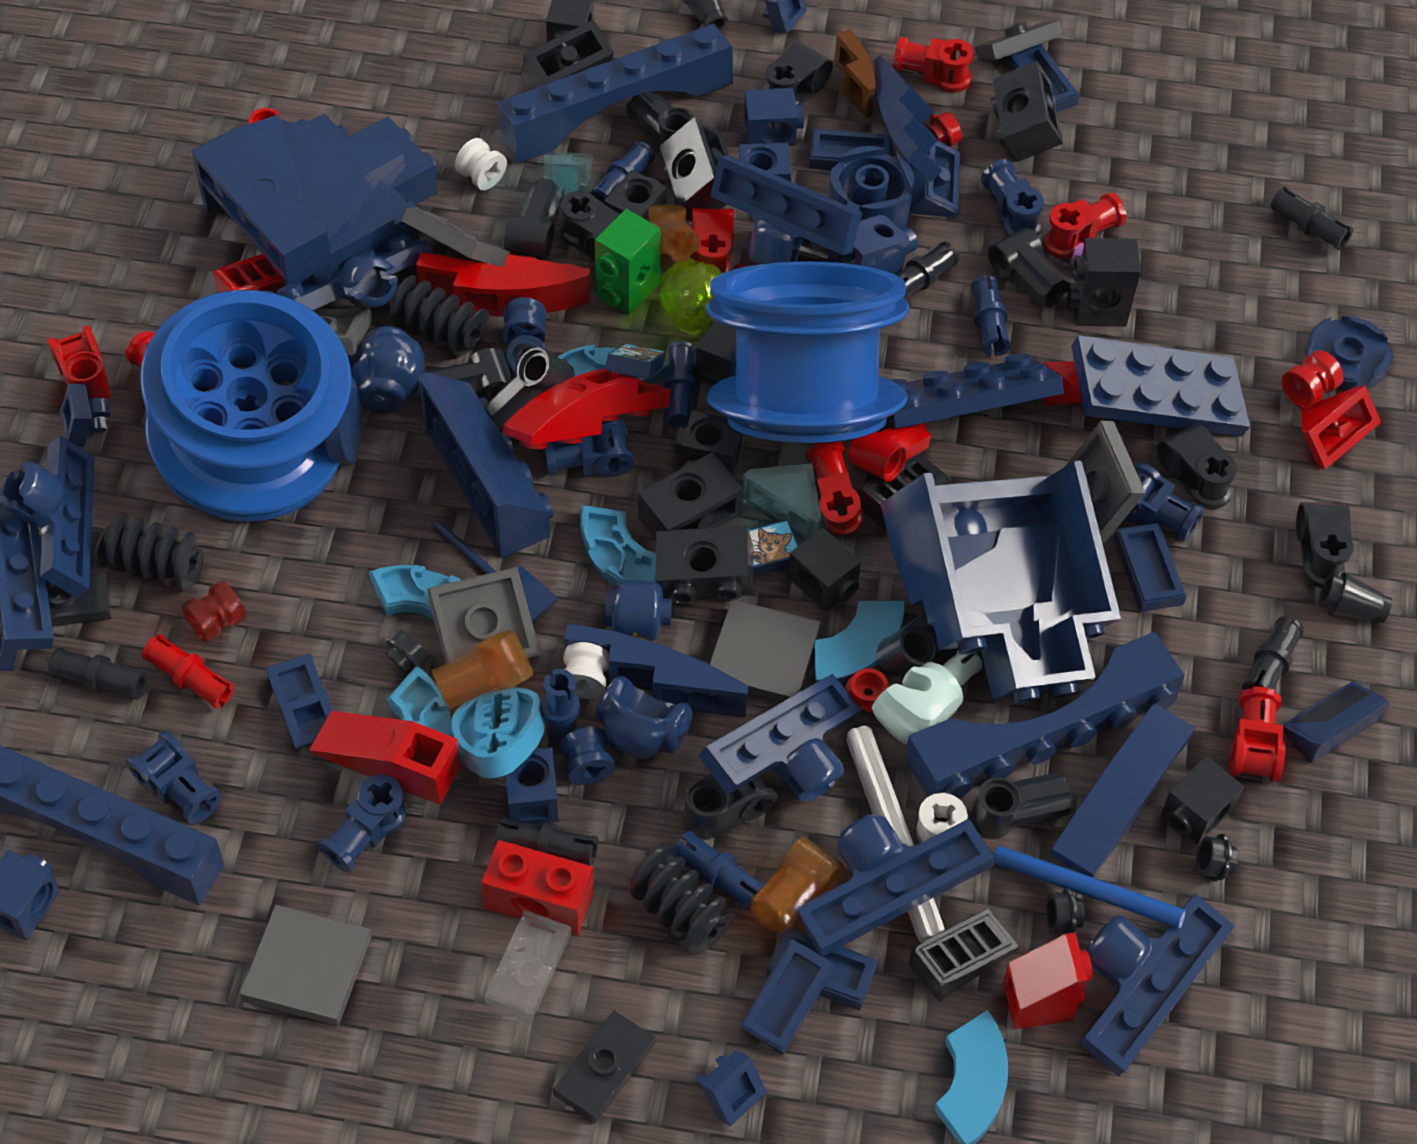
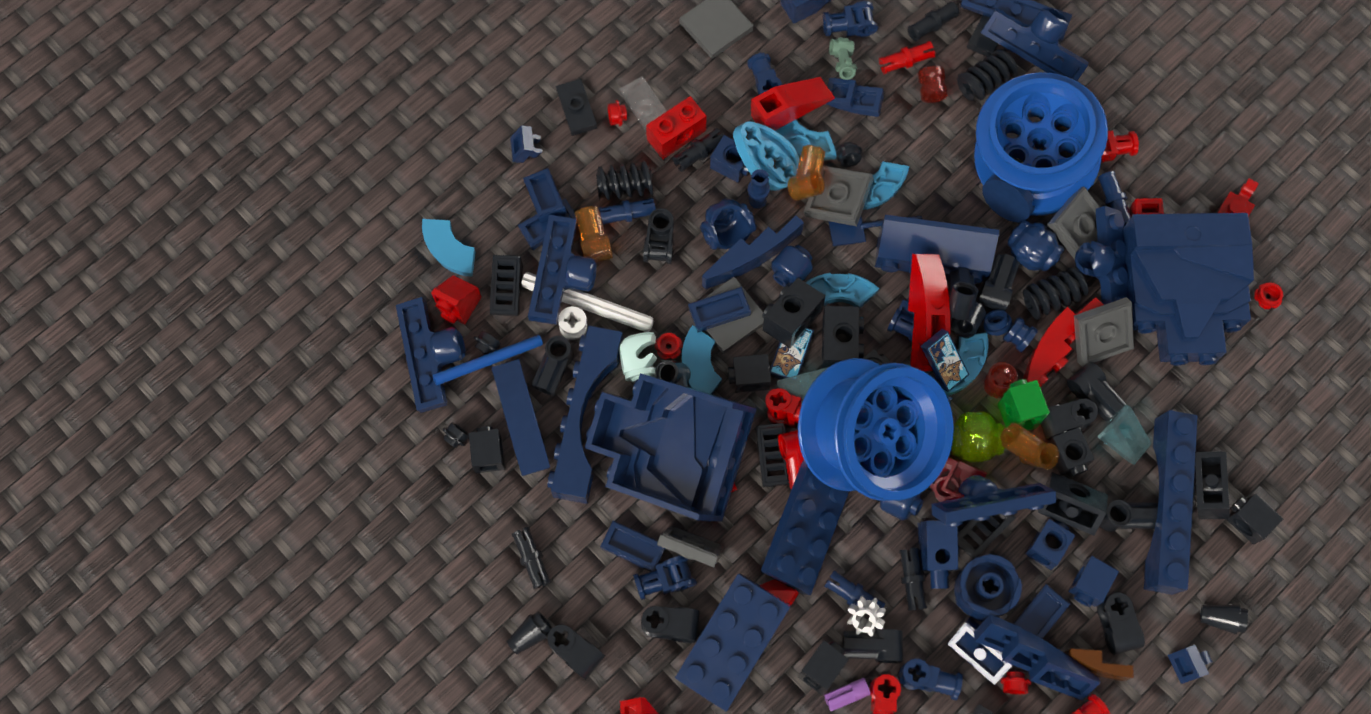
camera: 130 degrees right, 15 degrees up
(81, 362) = (1140, 109): red piece -> none
(83, 415) = (1103, 89): dark blue tile -> none
(159, 209) = (1239, 203): none -> red plate
(230, 761) = (843, 49): none -> sand green bar
(480, 164) = (1161, 389): white wheel -> none
(573, 995) = (616, 113): none -> red plate
(587, 665) = (775, 219): white wheel -> none
(587, 755) = (729, 190): dark blue wheel -> none
(603, 313) = (1003, 374): none -> clear red wheel
(636, 159) = (1103, 465): dark blue pin -> none
(715, 236) = (1015, 472): red piece -> none
(770, 656) = (719, 309): none -> dark blue tile
(787, 742) = (663, 276): dark blue plate -> none
(1010, 276) = (871, 608): none -> white gear
(1257, 740) = (493, 505): red connector -> none
(1335, 720) = (477, 560): dark blue slope -> none

